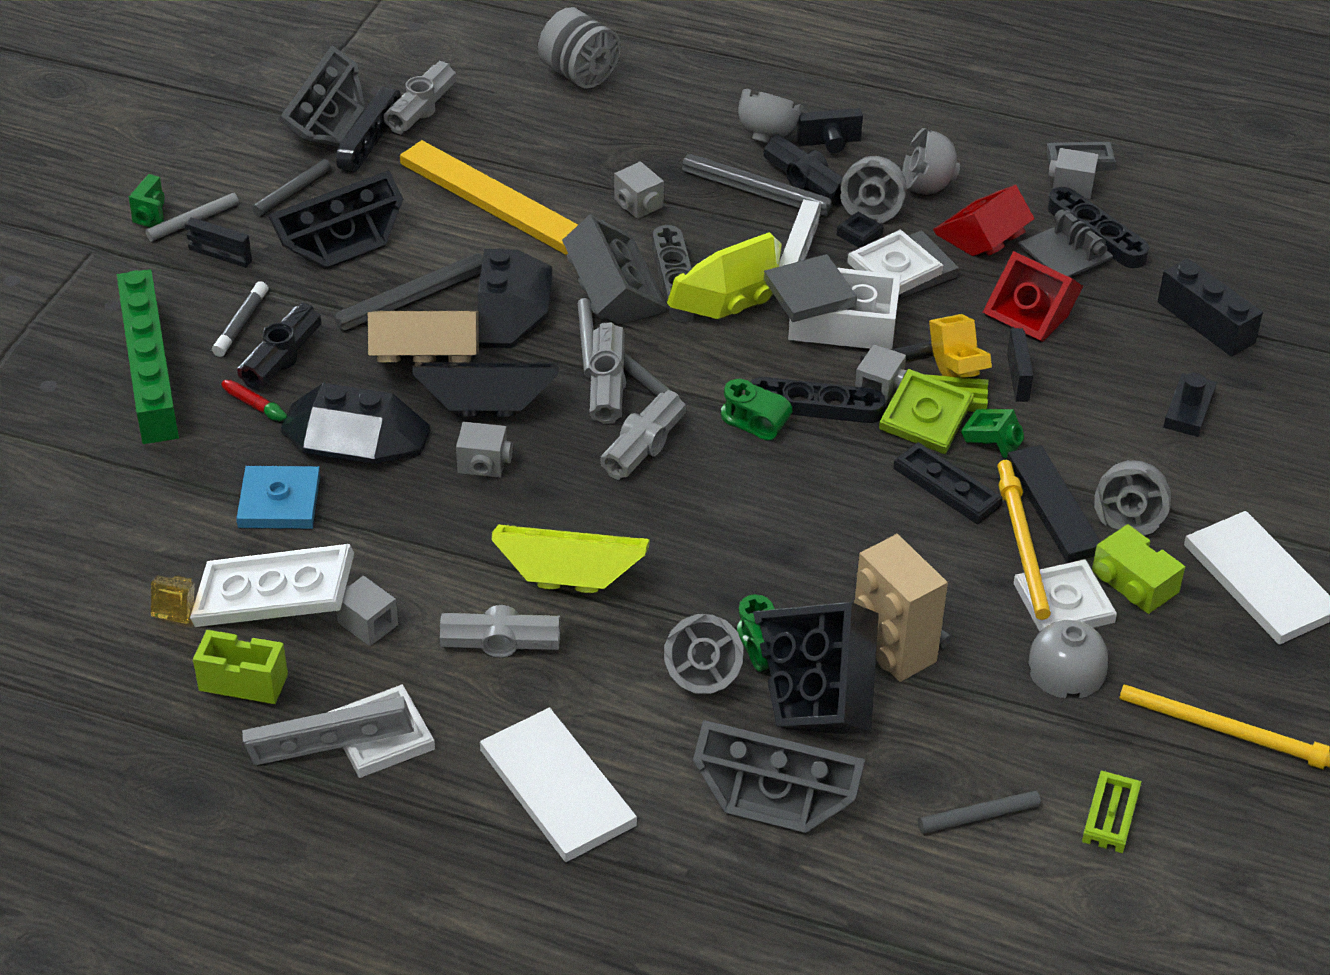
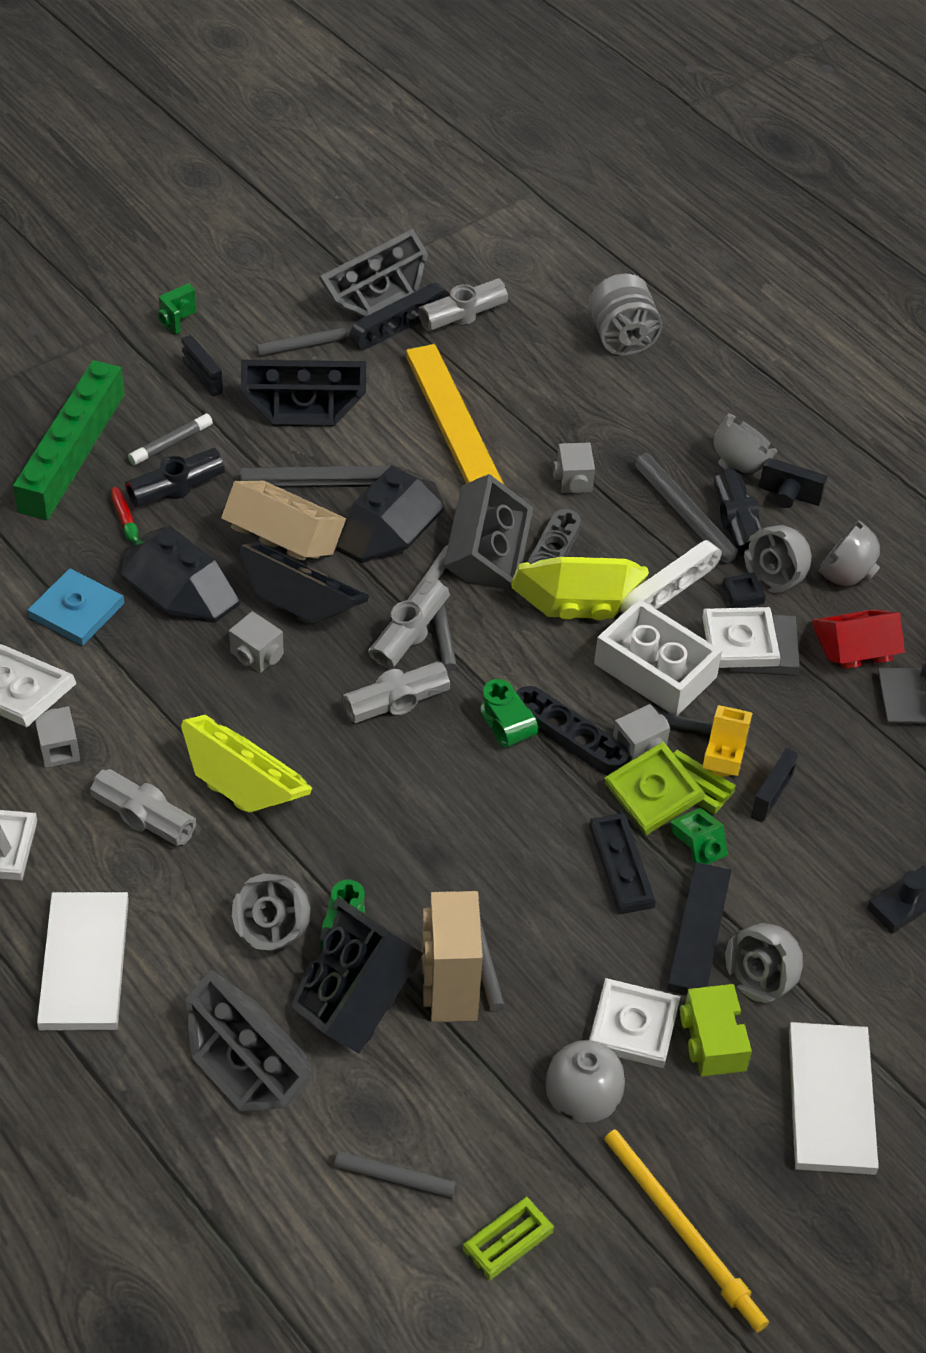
camera: 30 degrees right, 5 degrees up
(201, 213) = (206, 334): light grey bar -> none
(810, 288) = (626, 626): dark grey tile -> none
(1011, 491) = (668, 900): yellow bar -> none
(1032, 297) = (841, 726): red slope -> none

